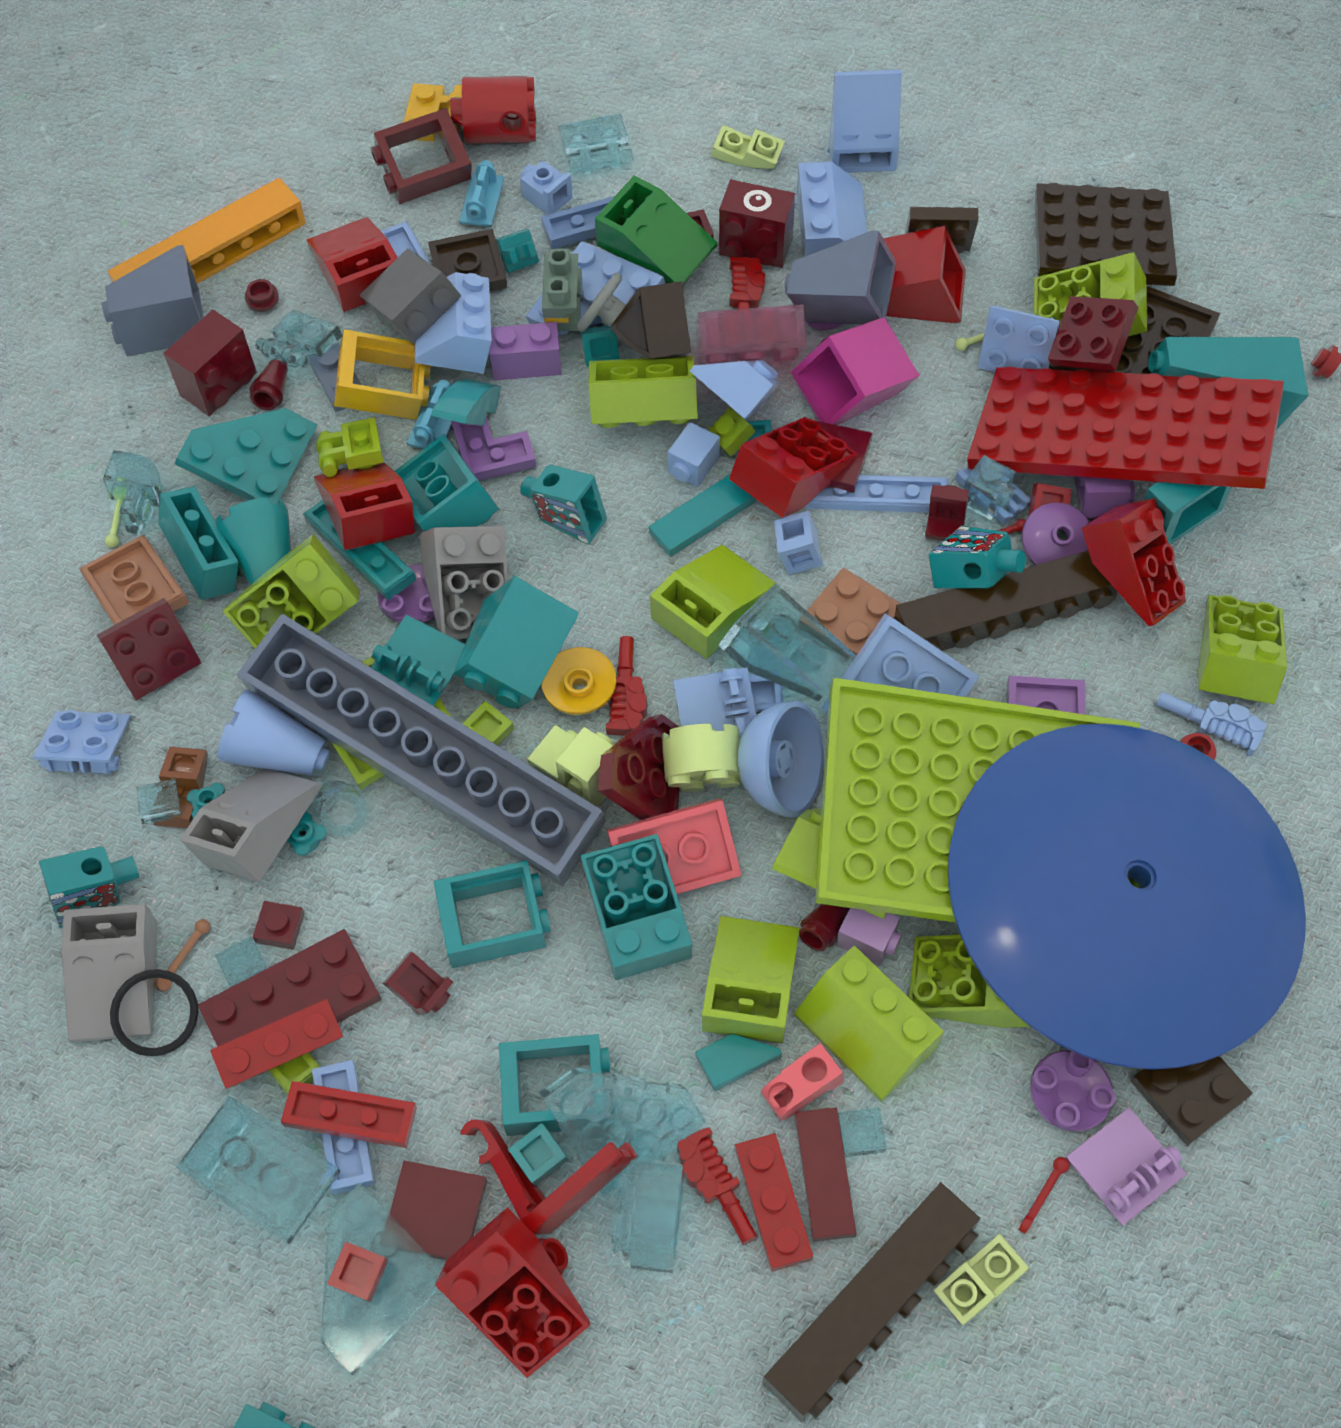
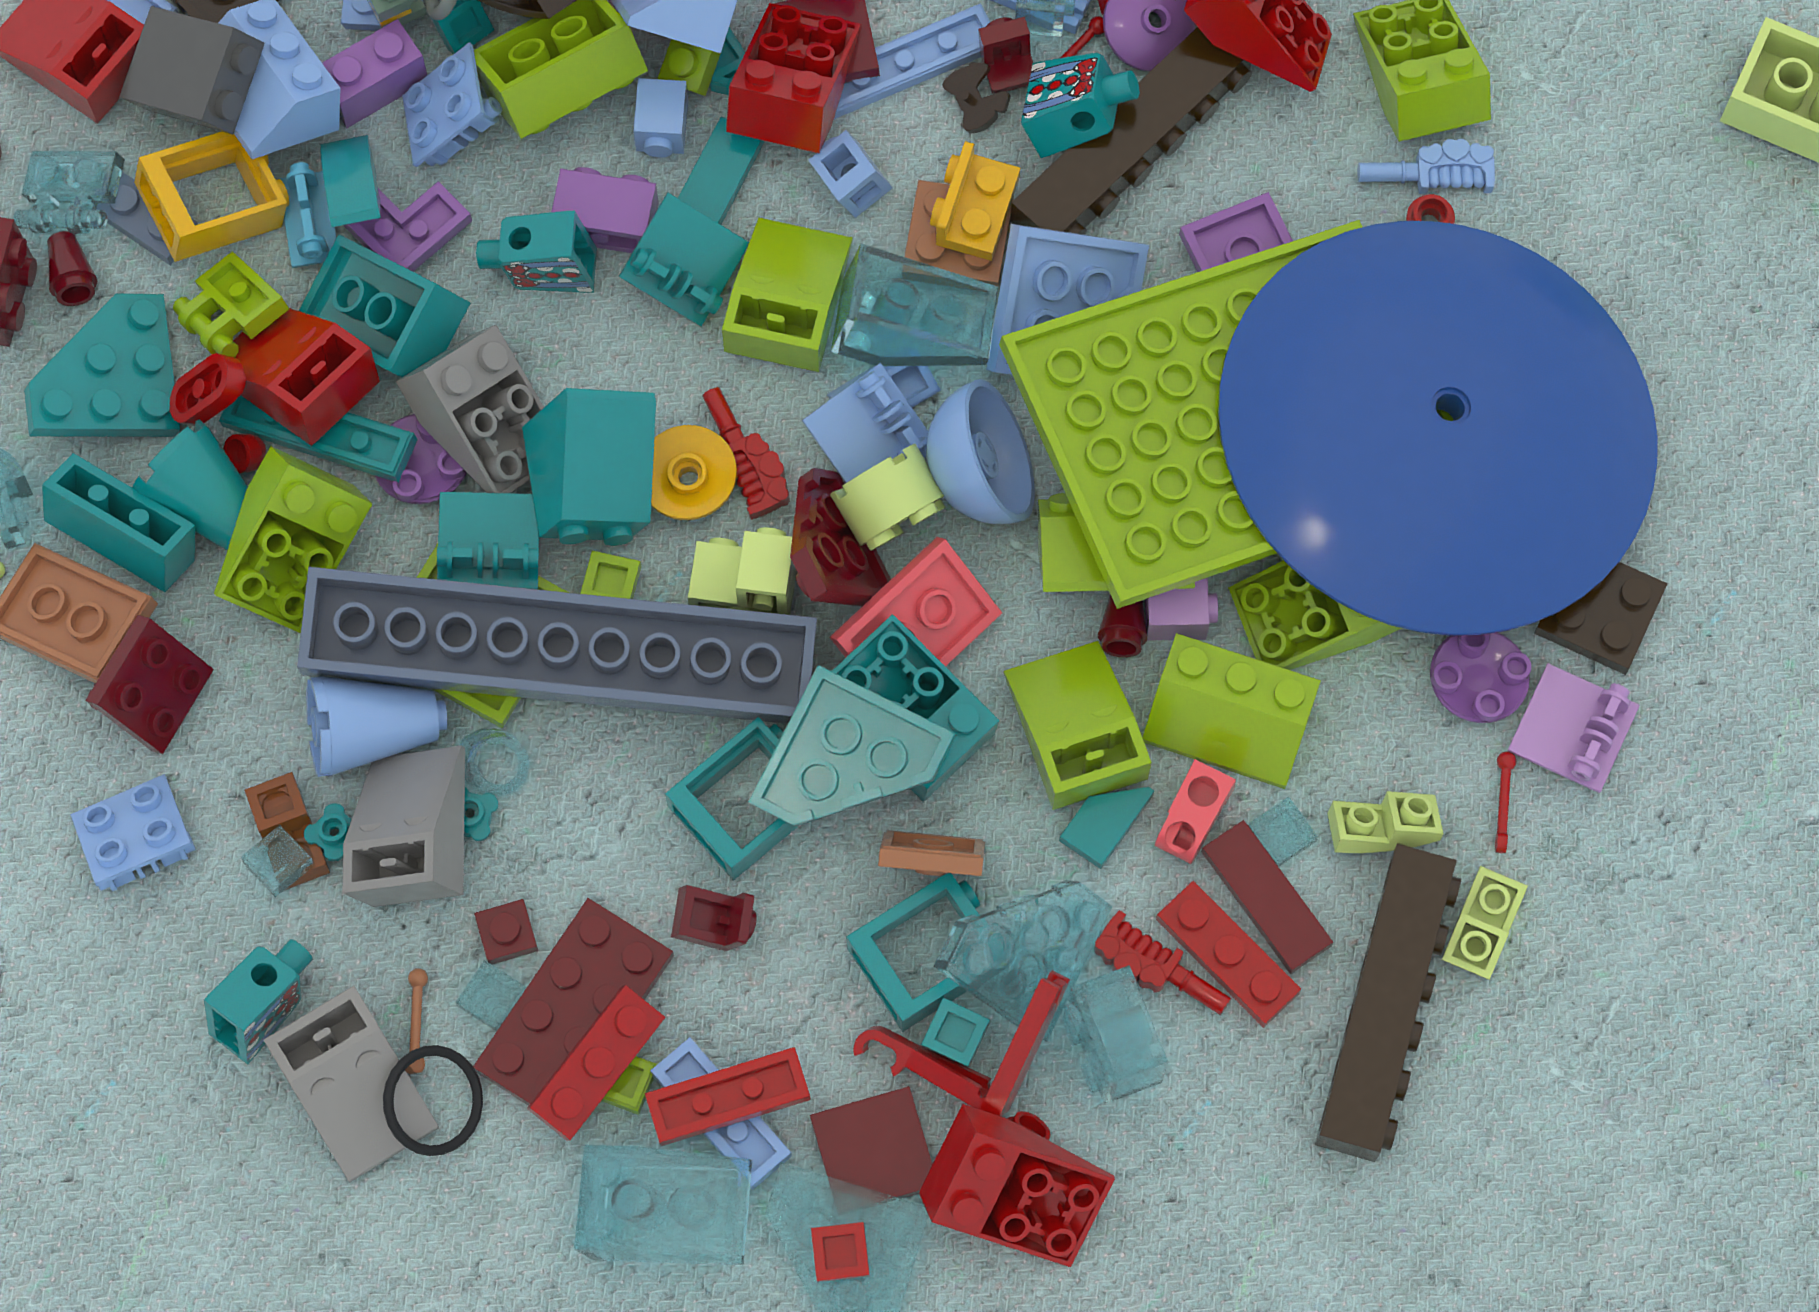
camera: 30 degrees left, 10 degrees up
(301, 485) = (207, 389): none -> red plate
(301, 533) = (245, 451): none -> red hinge
(557, 392) = (447, 109): none -> light blue hinge
(568, 911) = (846, 752): none -> teal plate
(593, 1015) = (932, 853): none -> nougat plate
(627, 496) = (608, 206): none -> medium lavender brick
(654, 545) = (684, 260): none -> teal hinge
(870, 594) = (975, 203): none -> yellow bracket
(910, 543) = (978, 111): none -> dark brown piece
(932, 1163) = (1373, 828): none -> yellowish green slope

